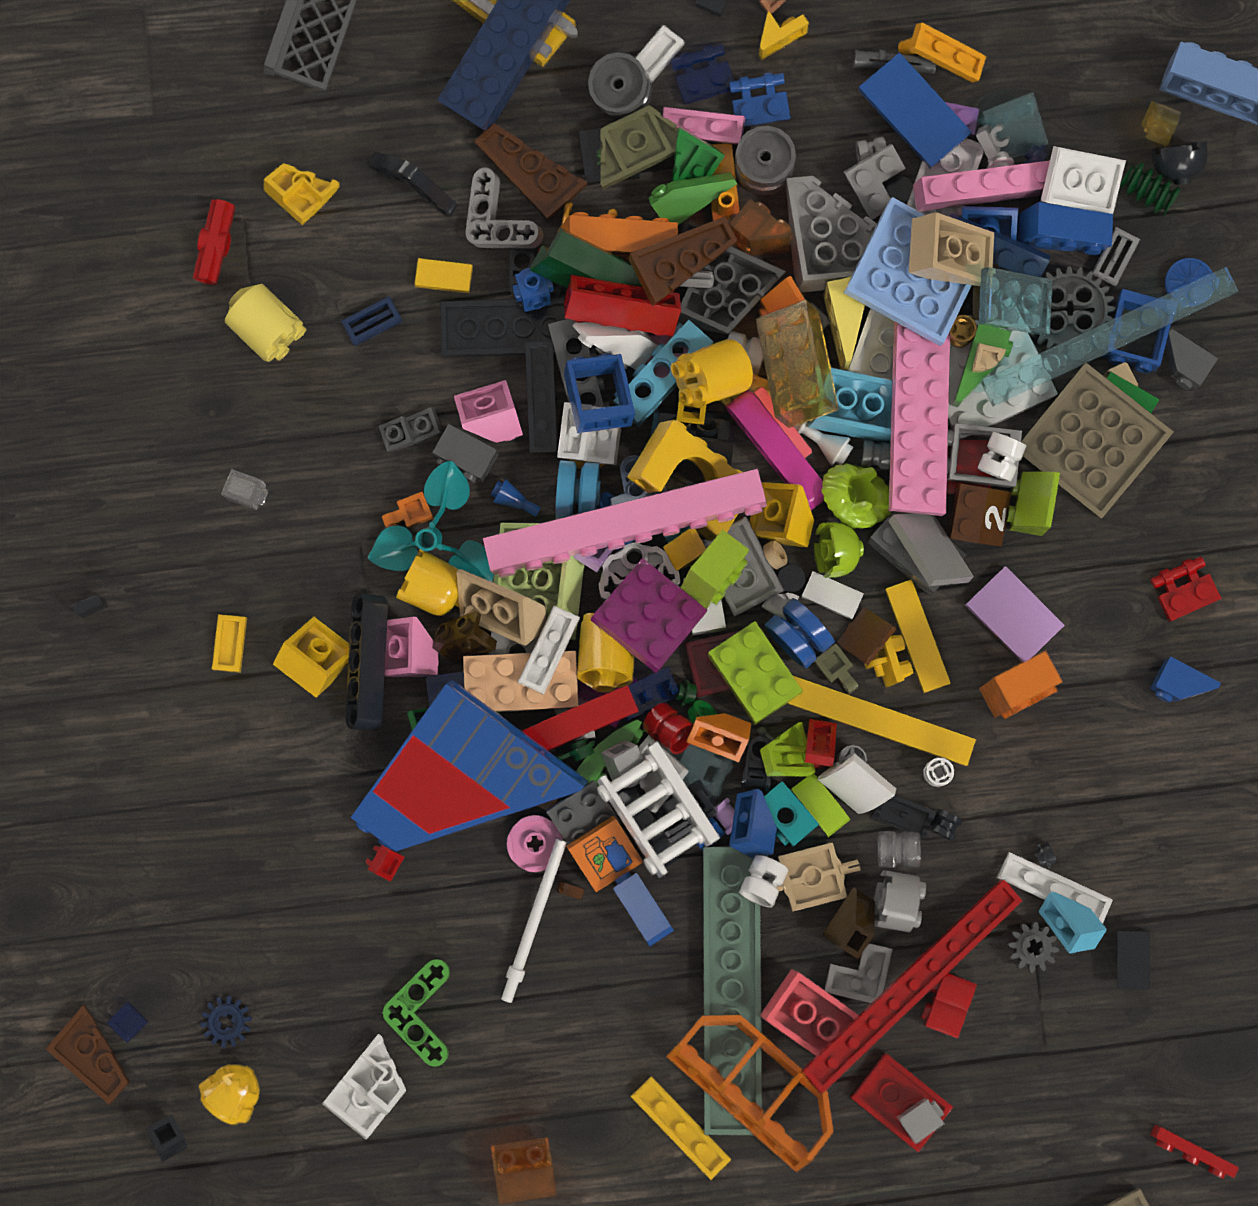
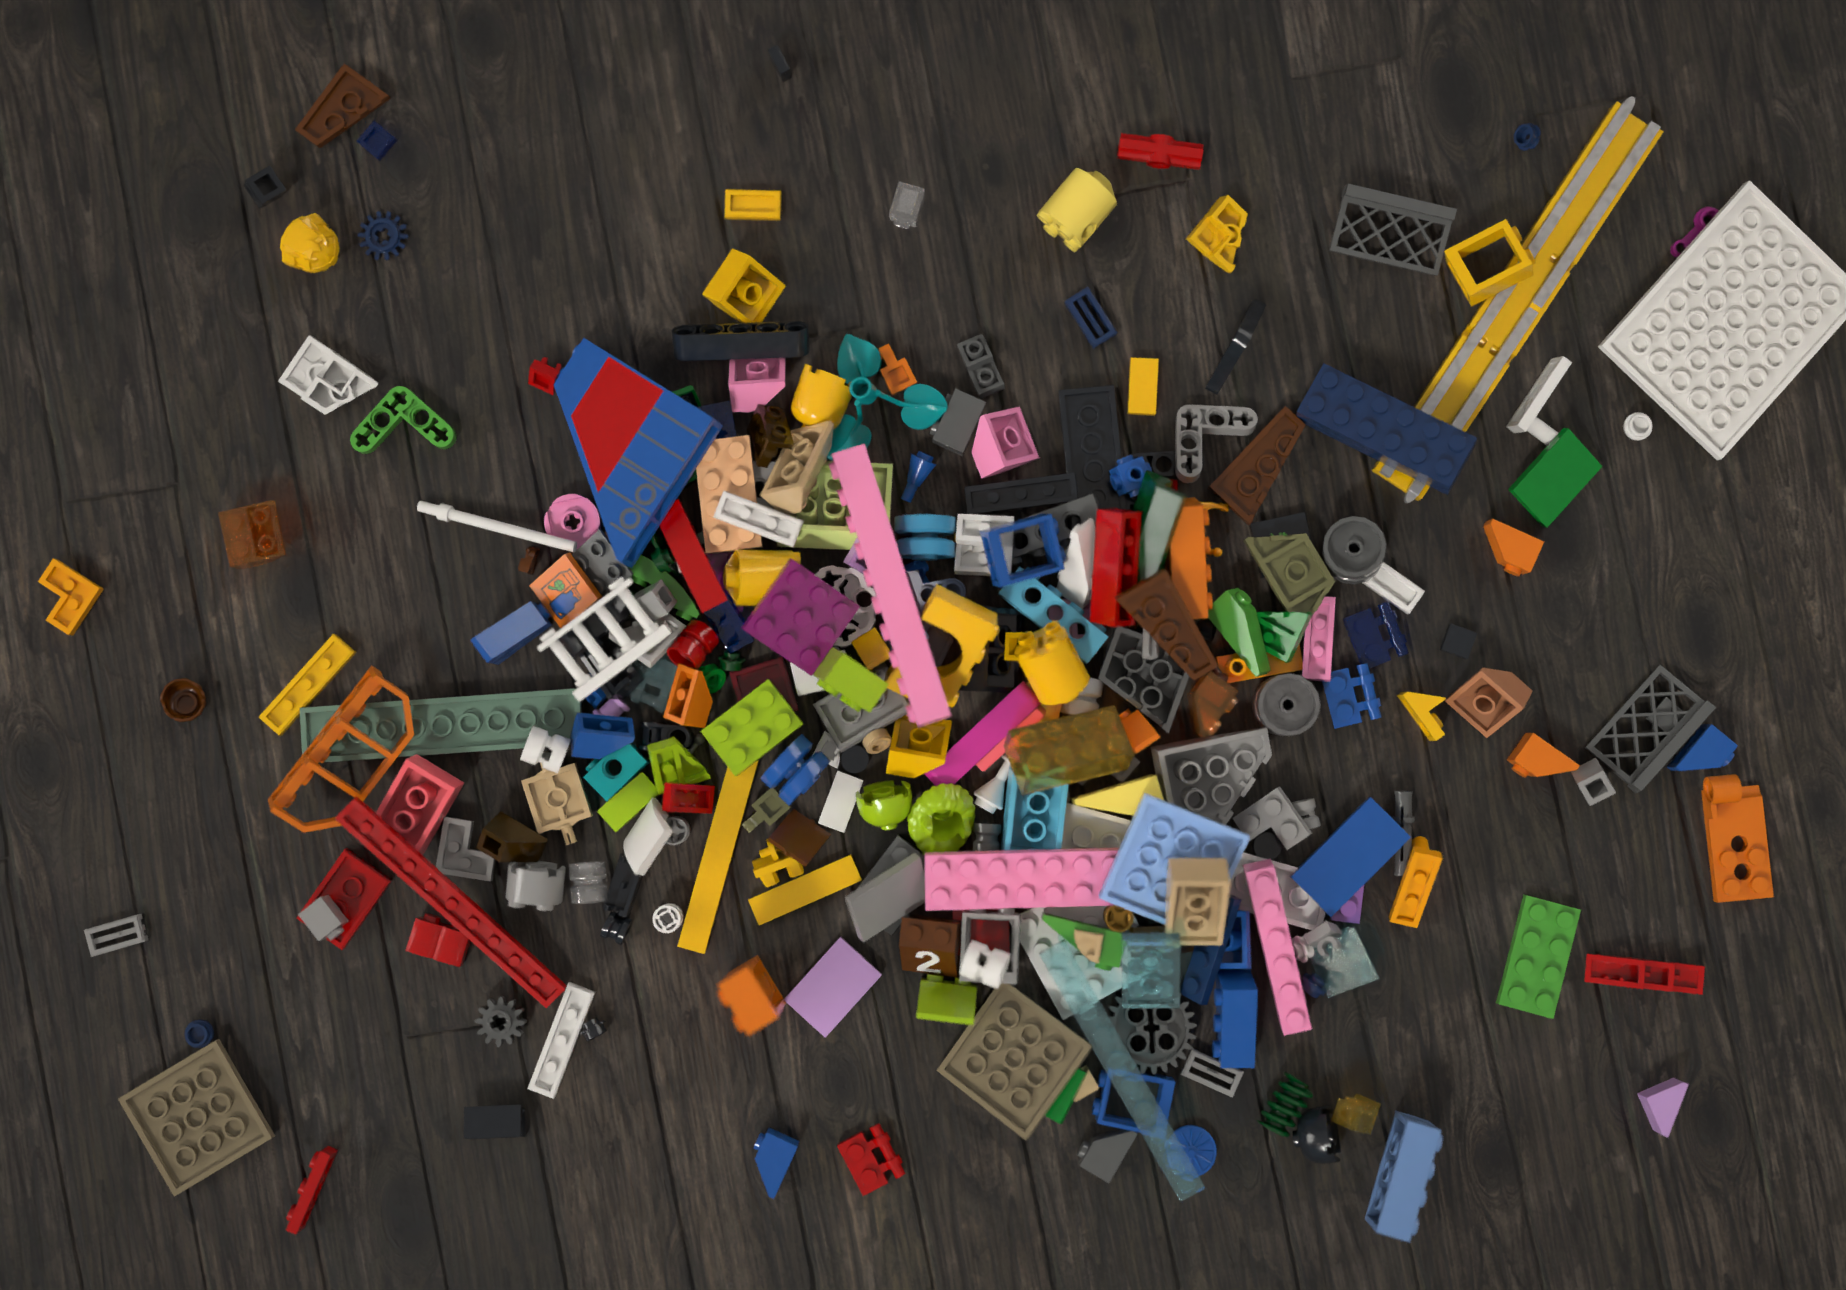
camera: 85 degrees right, 5 degrees up
(1072, 923) = (525, 1059): medium azure slope -> none
(1082, 180) = (1285, 1034): white tile -> none

